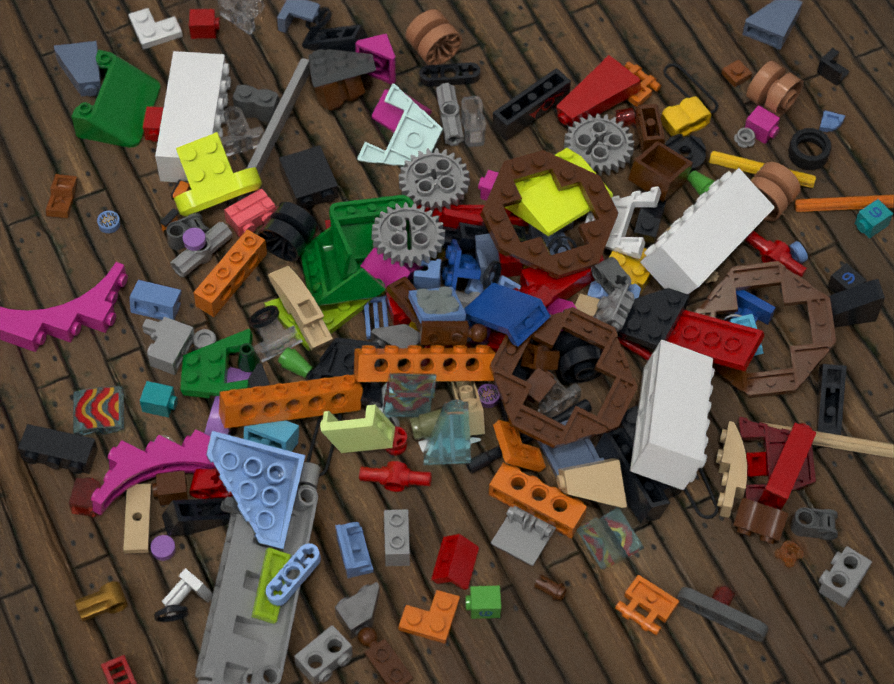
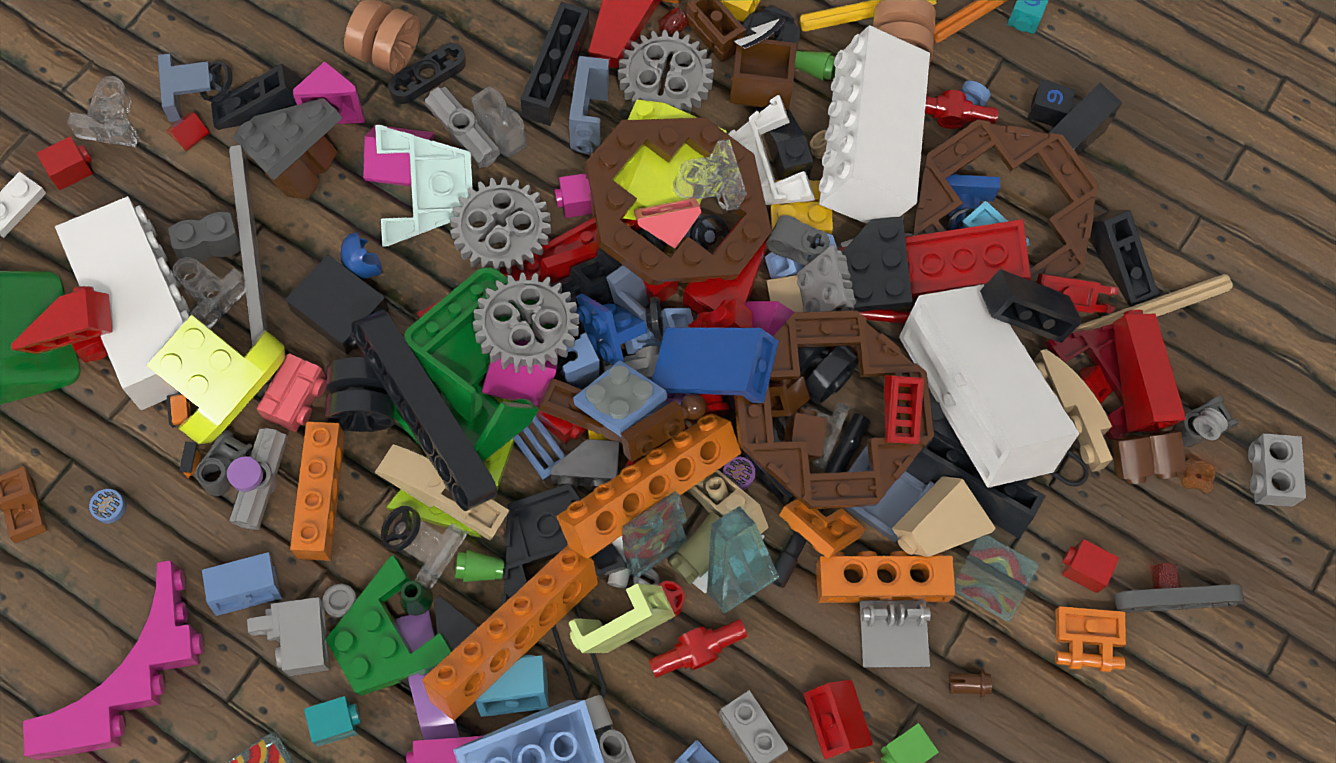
camera: 35 degrees left, 10 degrees up
(147, 105) = (68, 321): none -> red slope
(285, 40) = (188, 131): none -> red slope
(316, 252) = (424, 410): none -> black beam
(337, 157) = (357, 259): none -> blue hair
(533, 221) = (669, 220): none -> coral slope
(541, 124) = (590, 83): none -> sand blue panel
(572, 207) = (706, 182): none -> clear tile
(614, 381) = (914, 410): none -> red slope
(674, 146) = (762, 32): none -> sticker
(675, 563) = (1089, 565): none -> red brick
(733, 385) = (1030, 306): none -> black brick
(775, 399) = (1082, 292): none -> red hinge
(810, 517) = (1210, 424): none -> light grey bush

